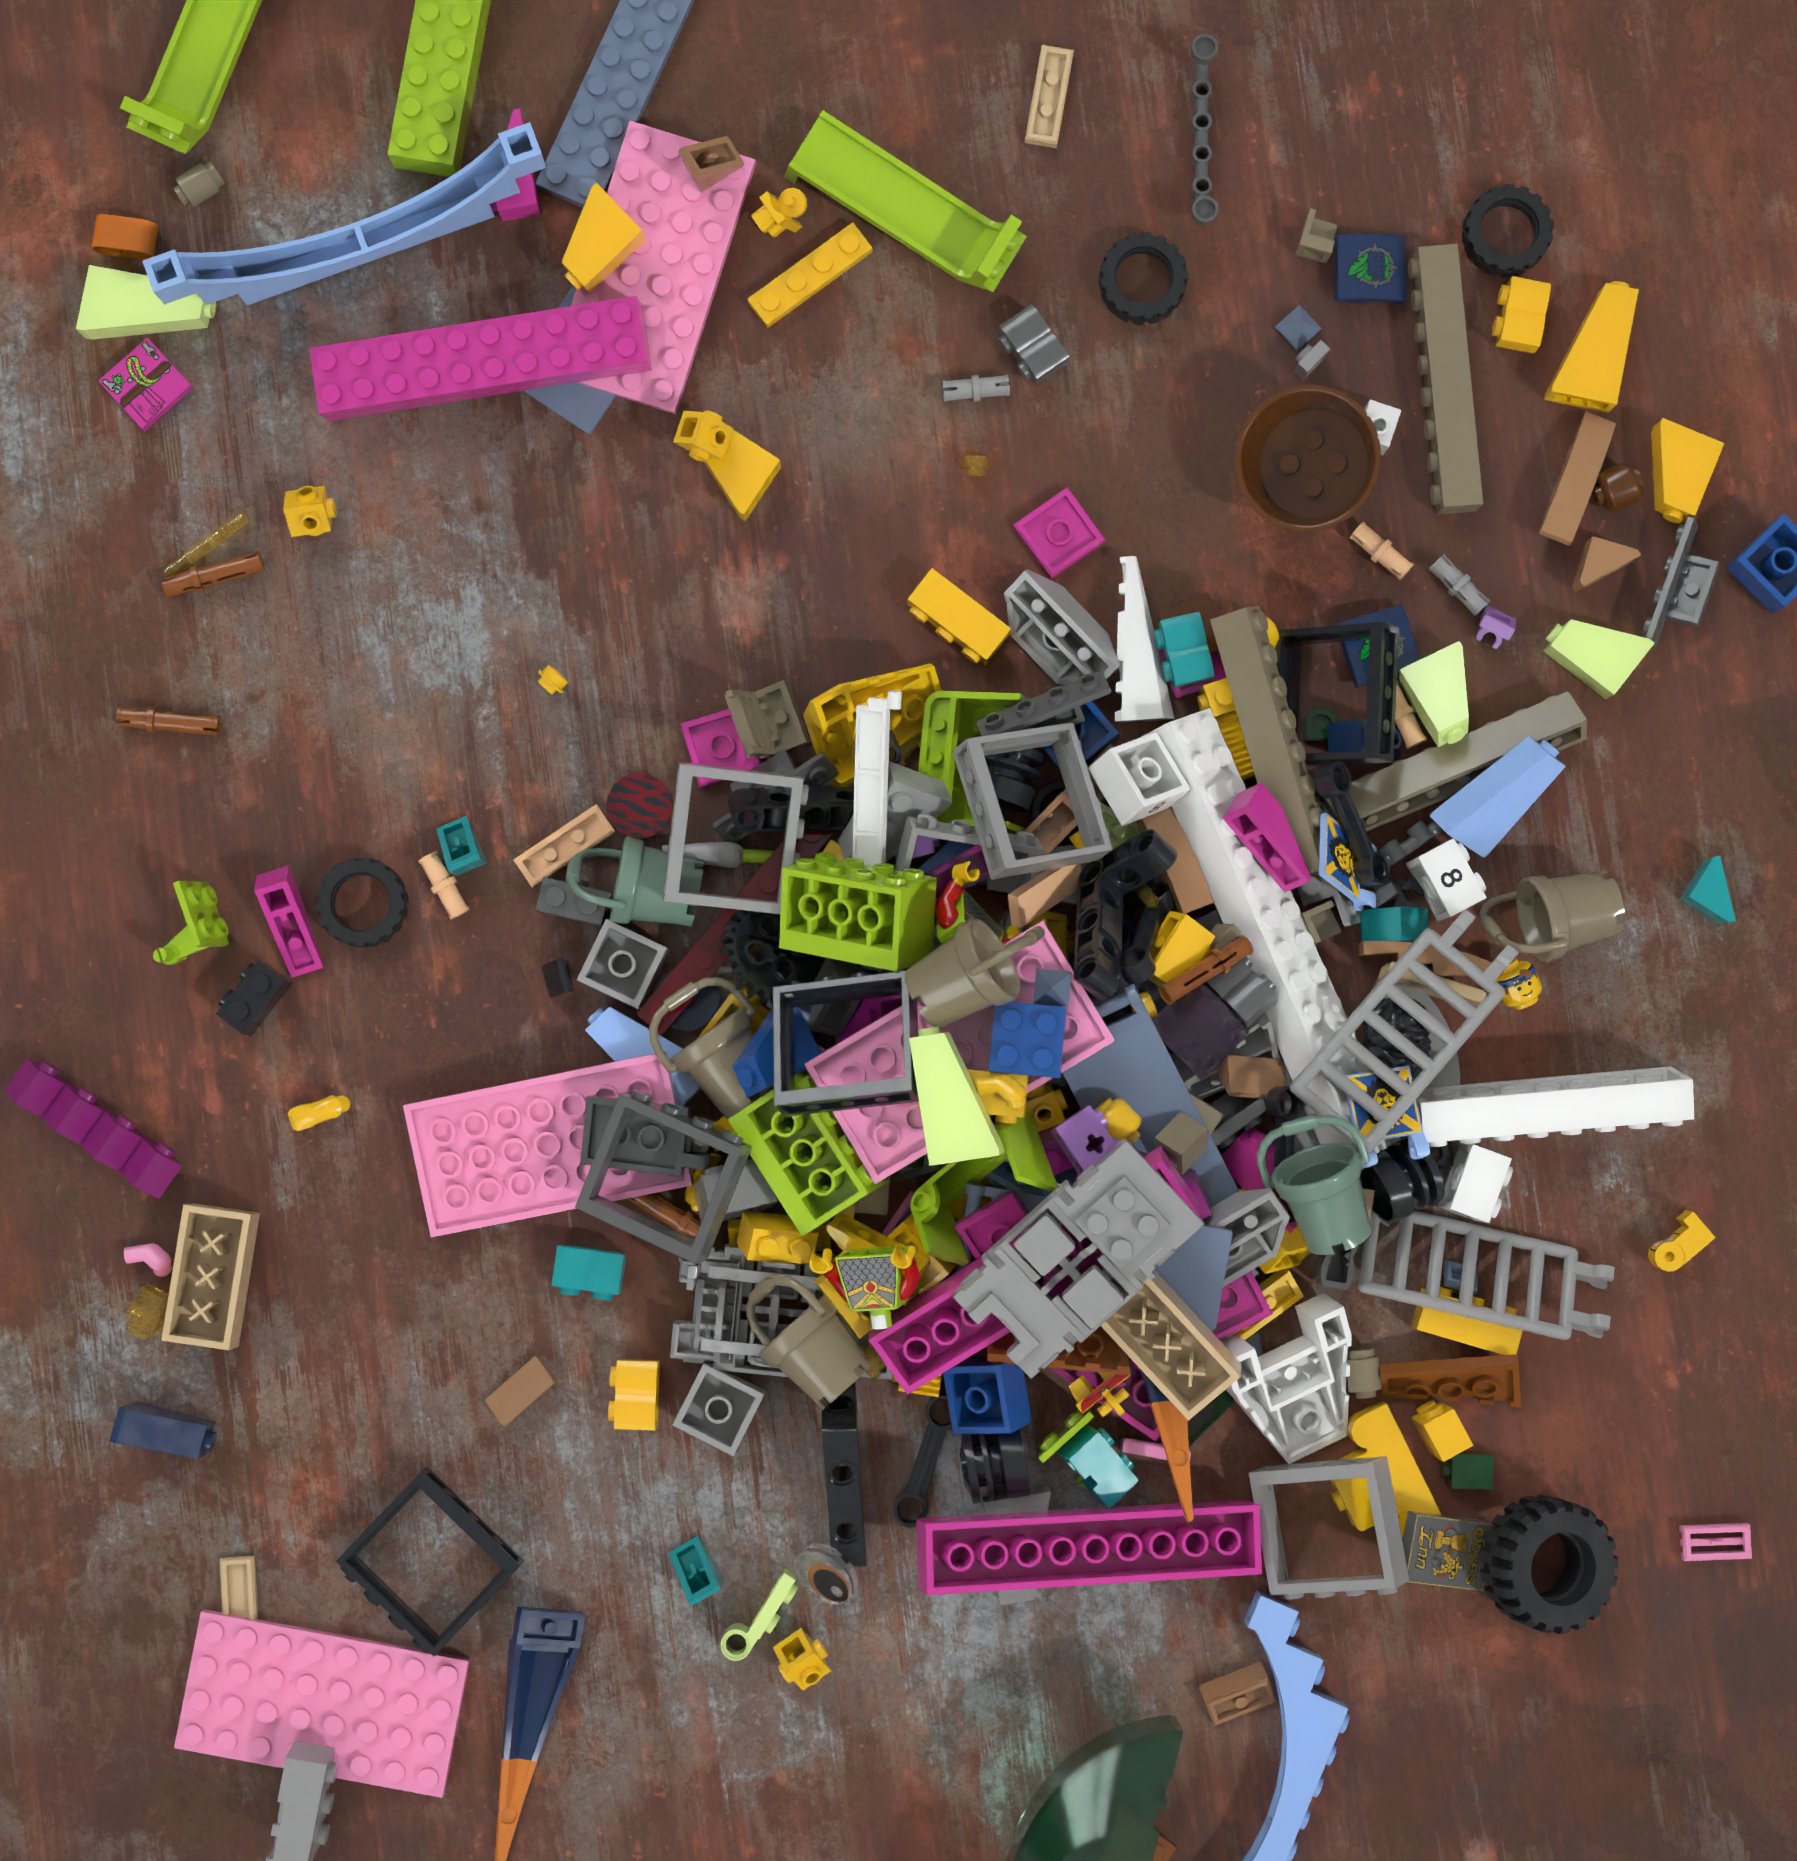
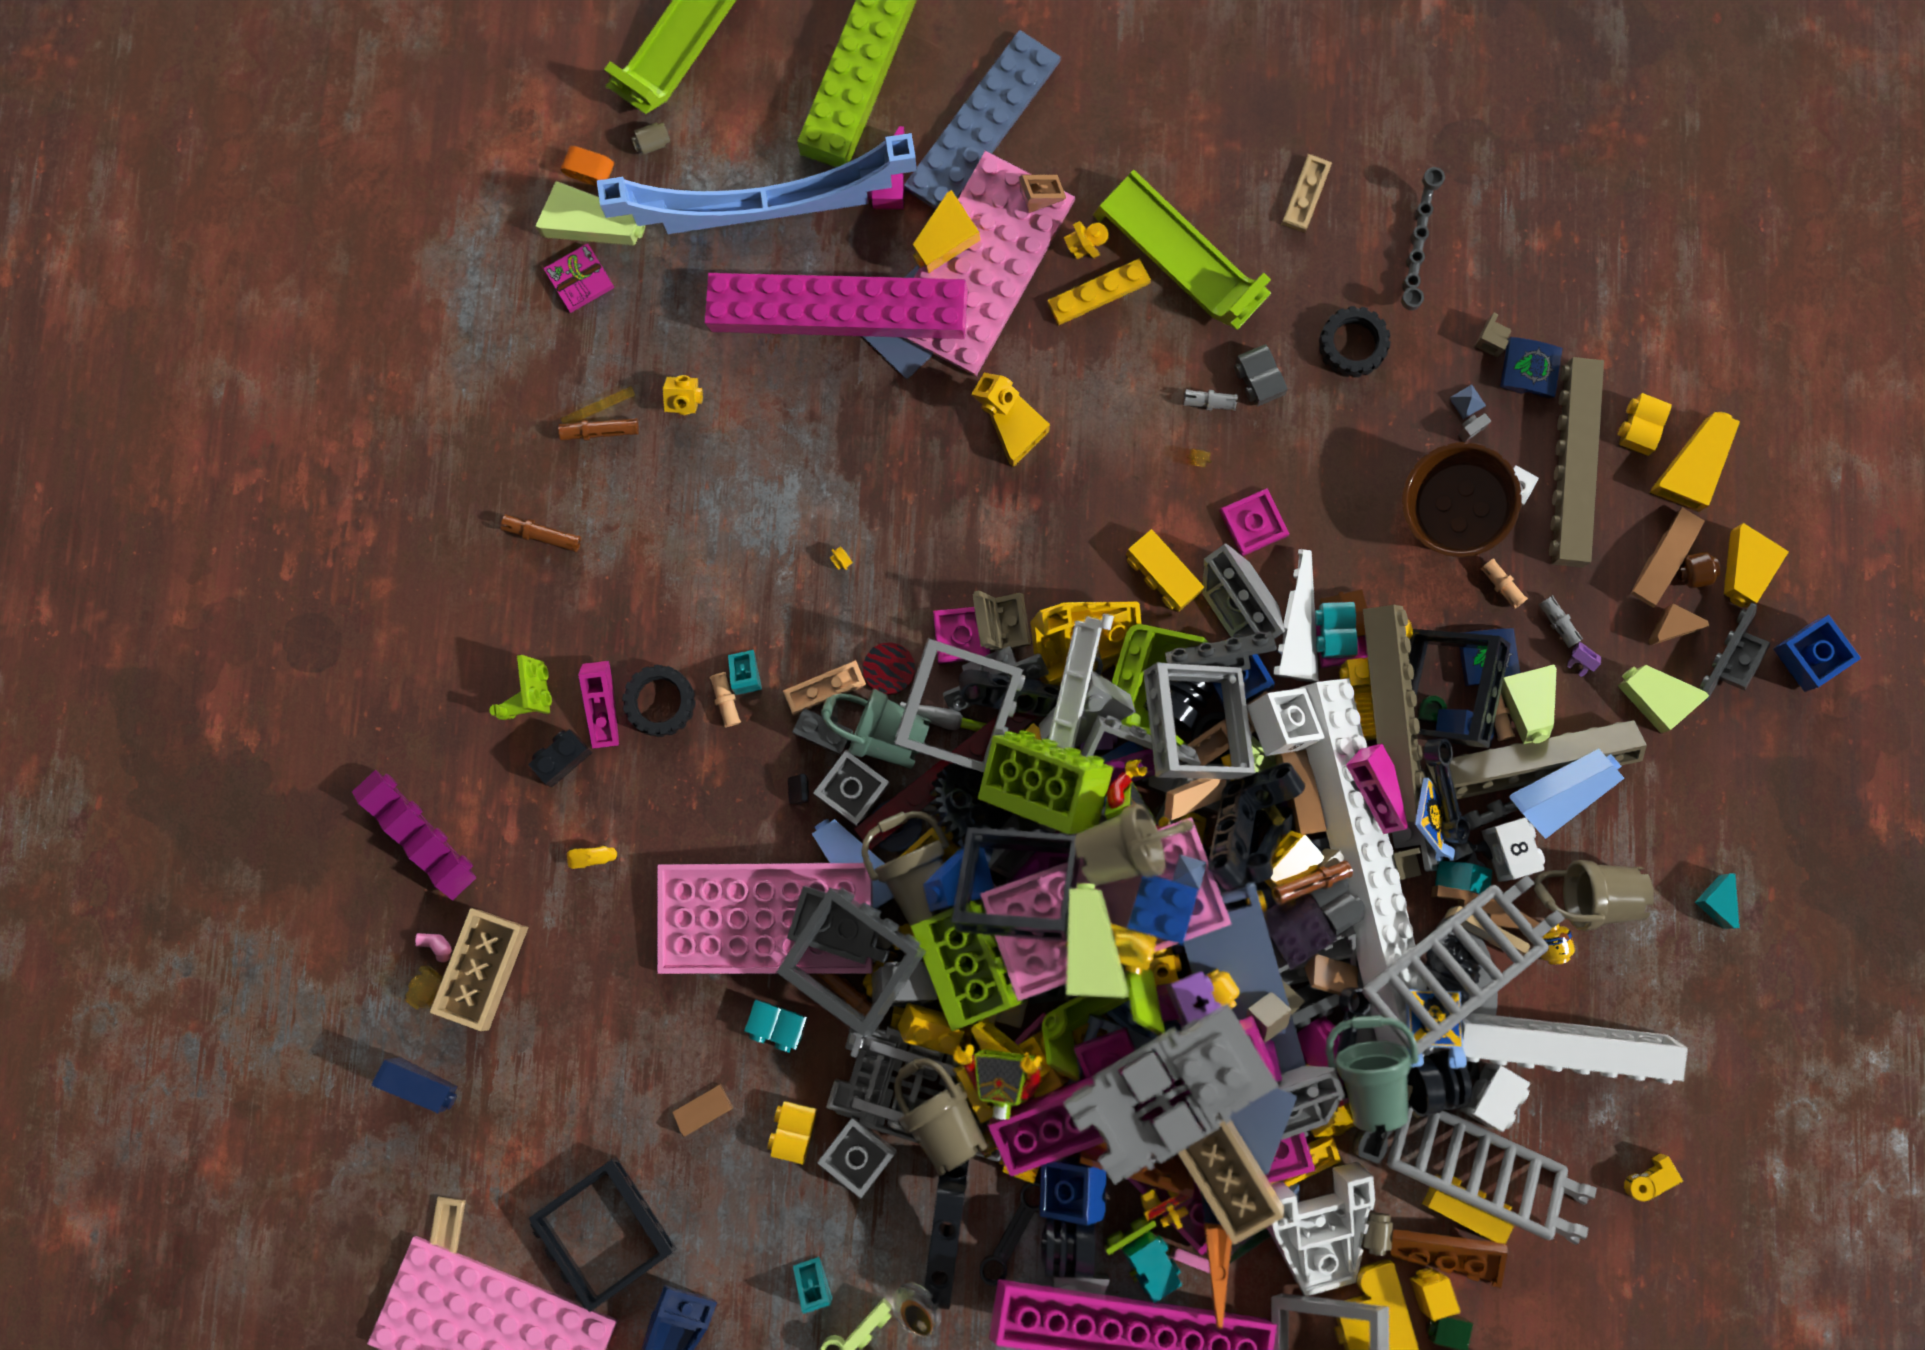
camera: 15 degrees right, 5 degrees down
(1452, 1276) = (1464, 1168): sand blue slope -> none
(1521, 200) = (1657, 337): black tyre -> none

